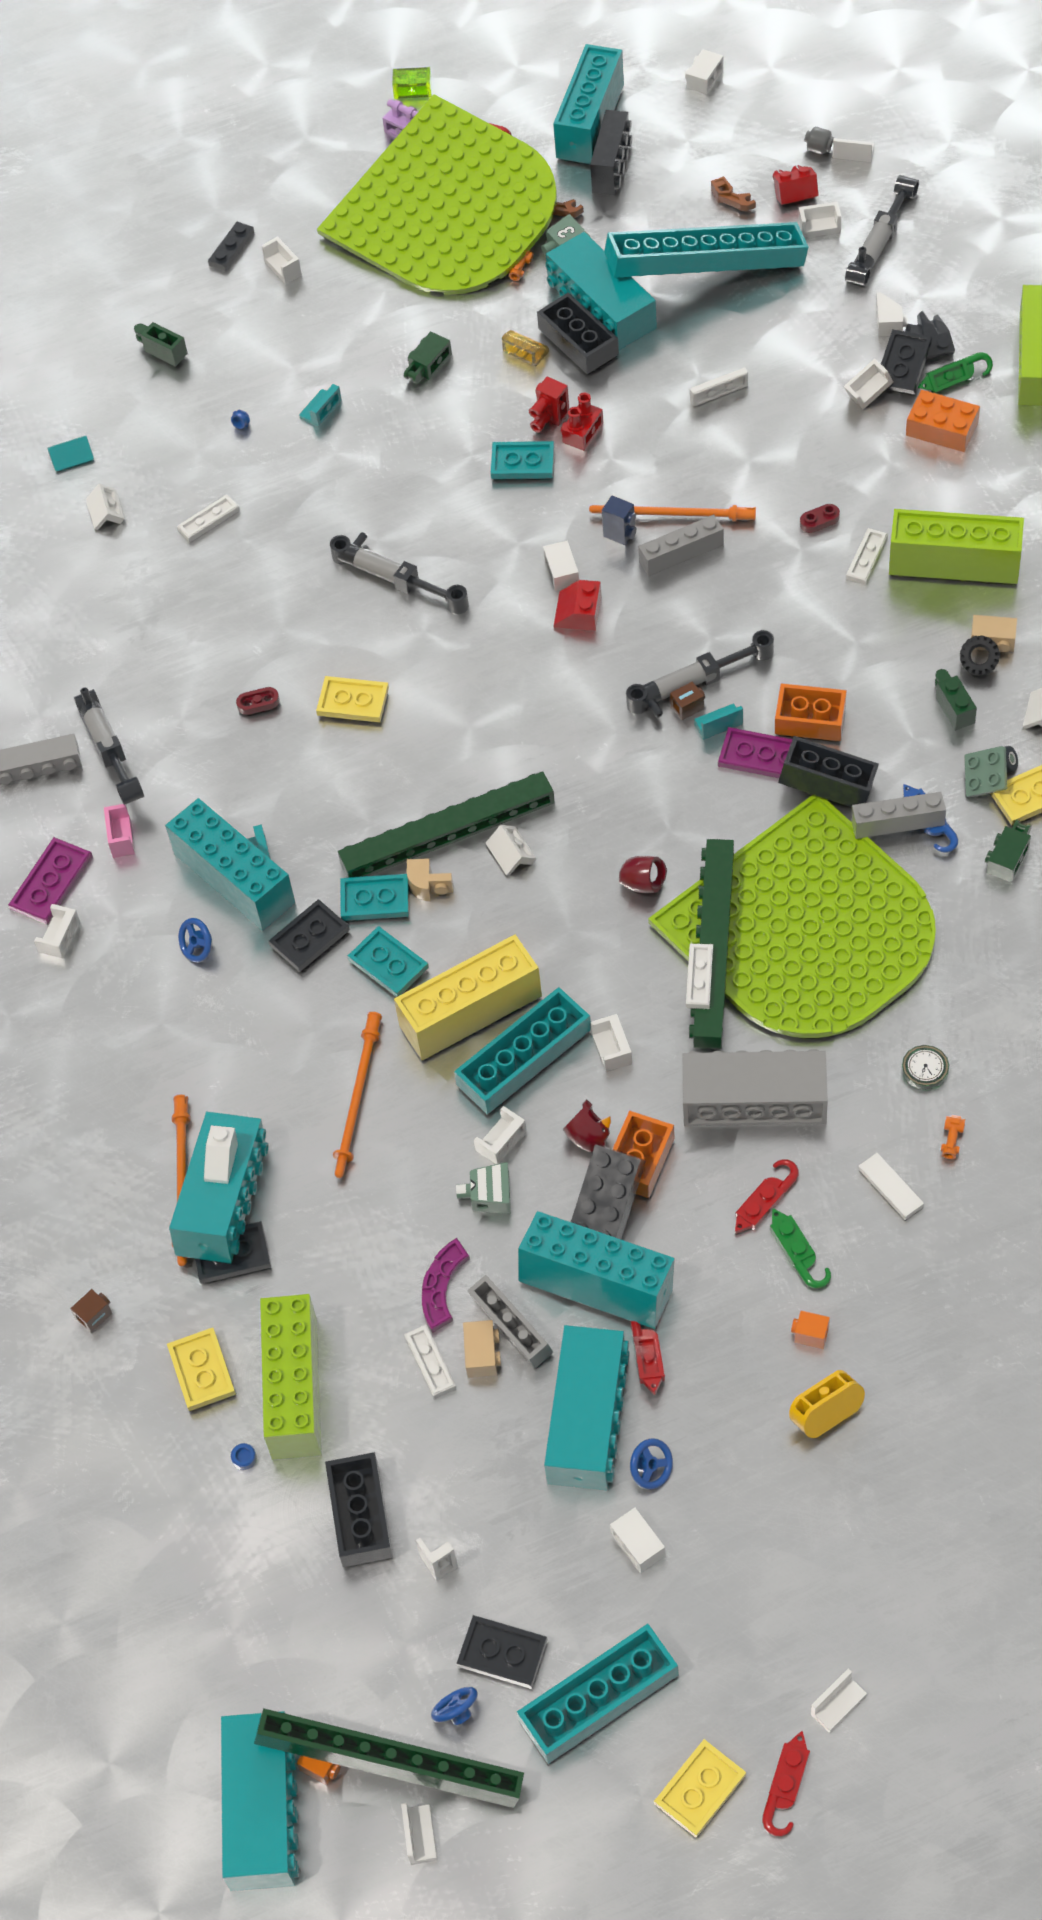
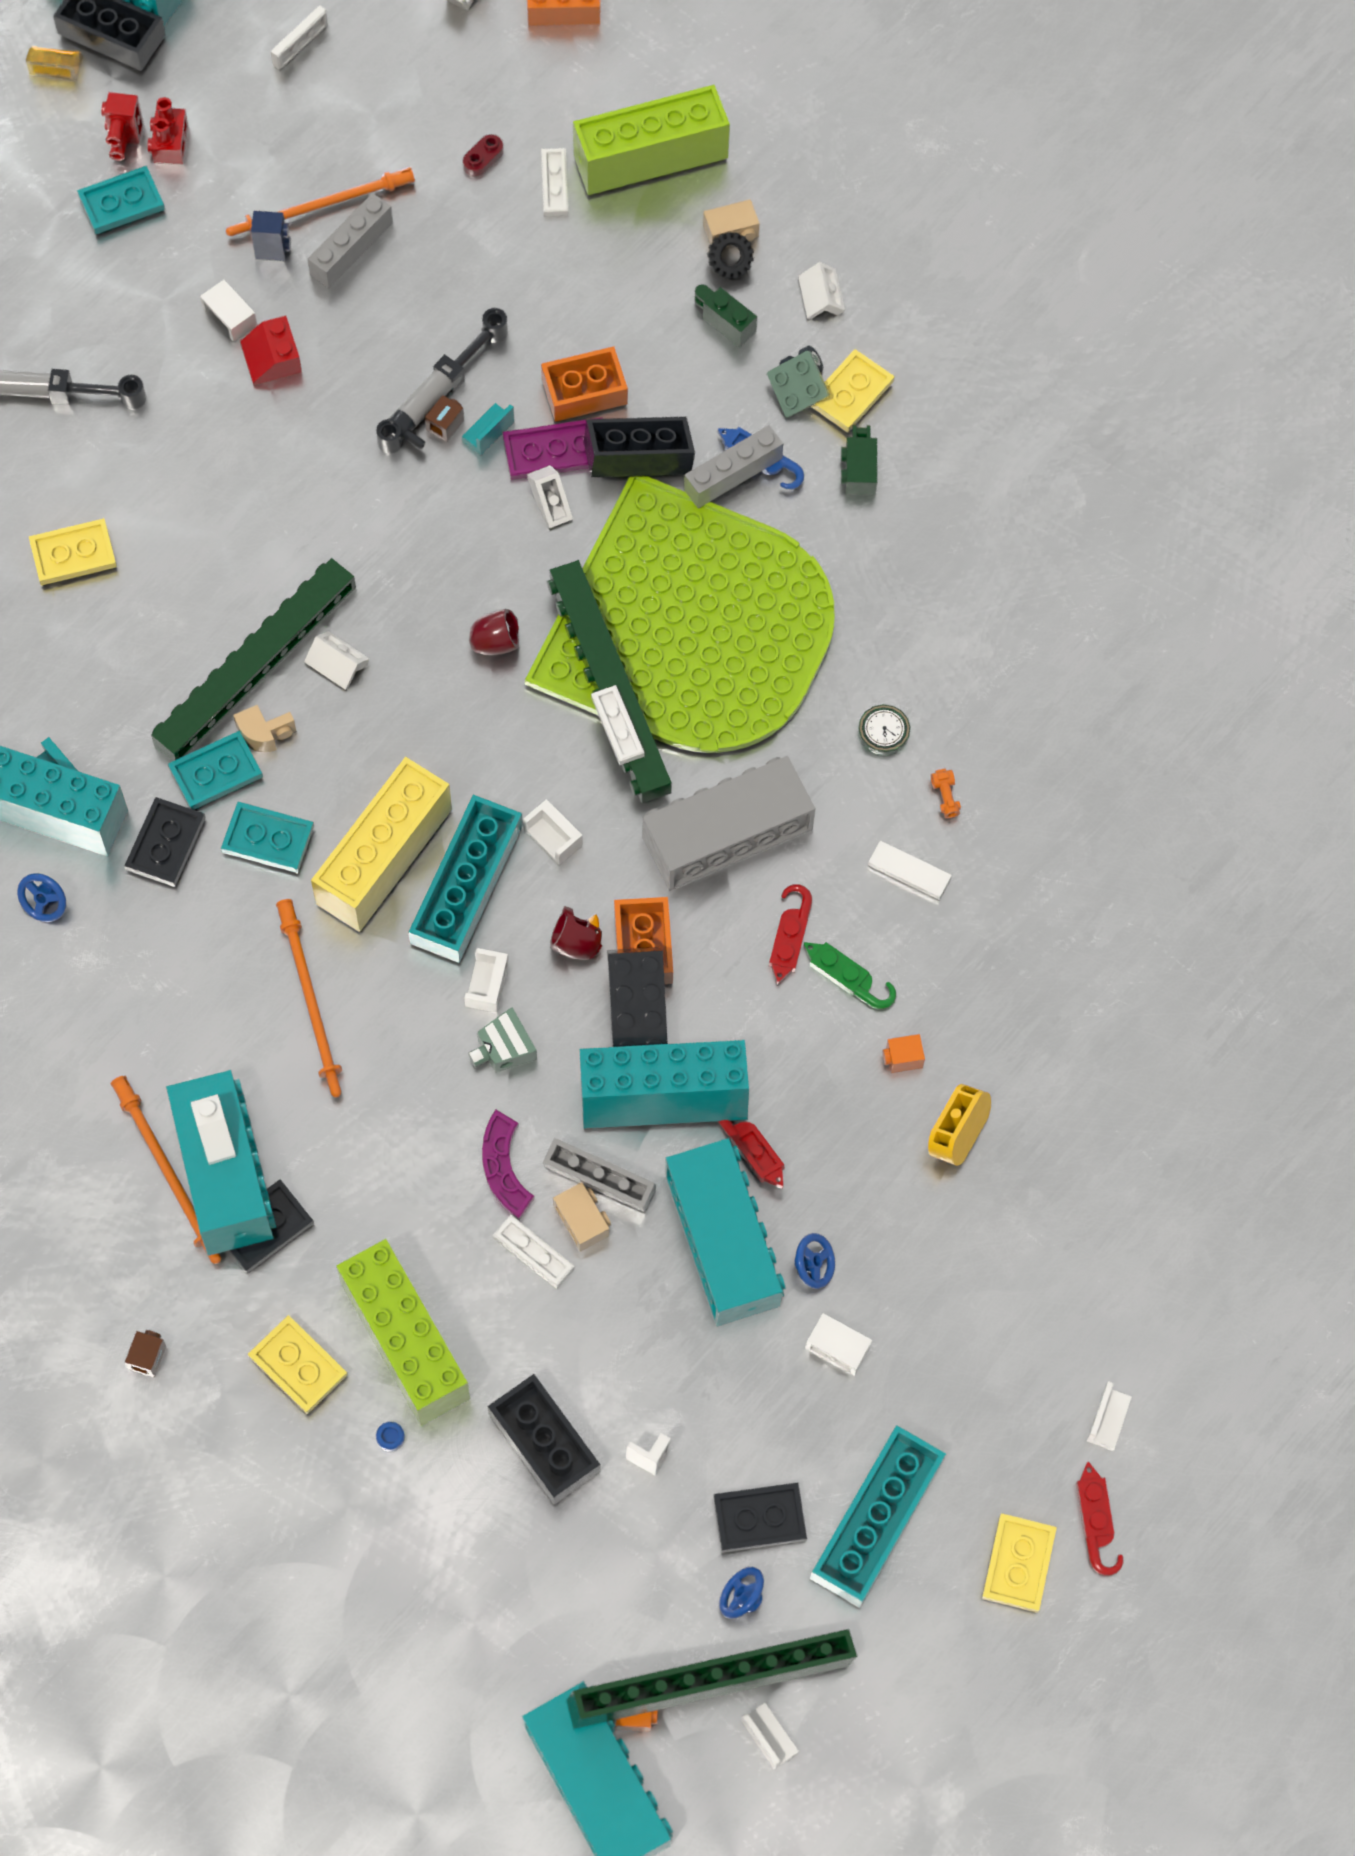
camera: 35 degrees left, 10 degrees up
(740, 788) = (550, 496): none -> white slope

